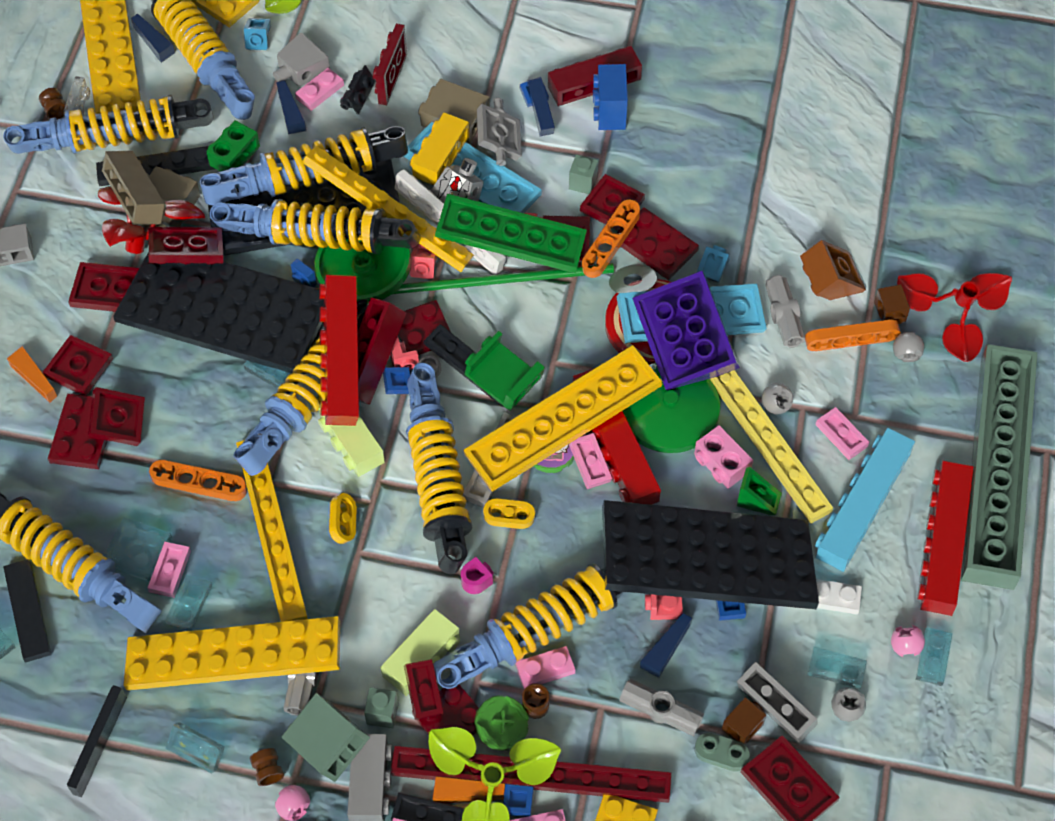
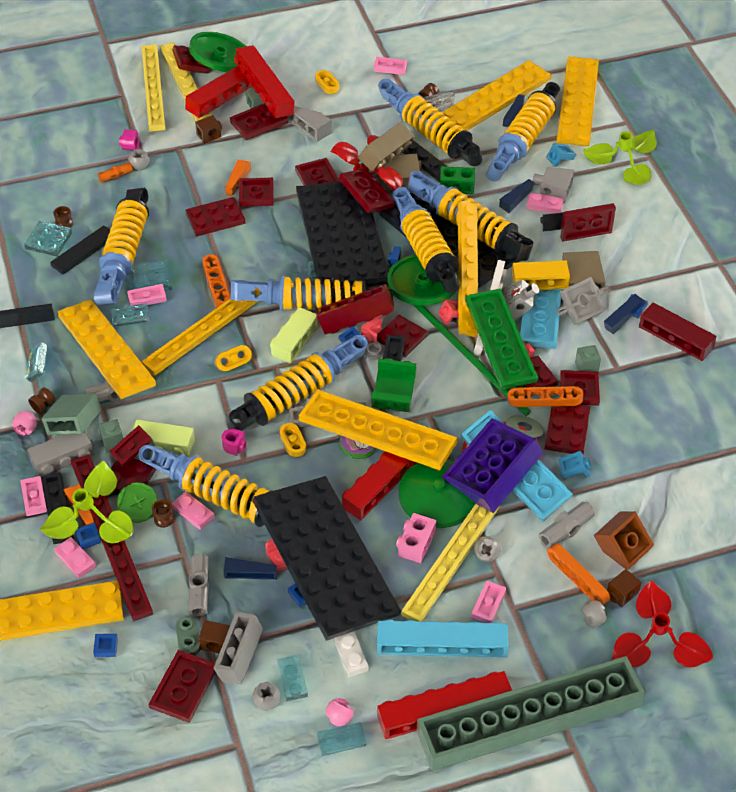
camera: 60 degrees right, 10 degrees down
(116, 416) = (230, 222): dark red plate -> none
(340, 350) = (336, 288): red brick -> none
(590, 461) = (360, 463): bright pink plate -> none
(610, 97) = (662, 344): blue brick -> none
(758, 494) = (401, 569): green slope -> none

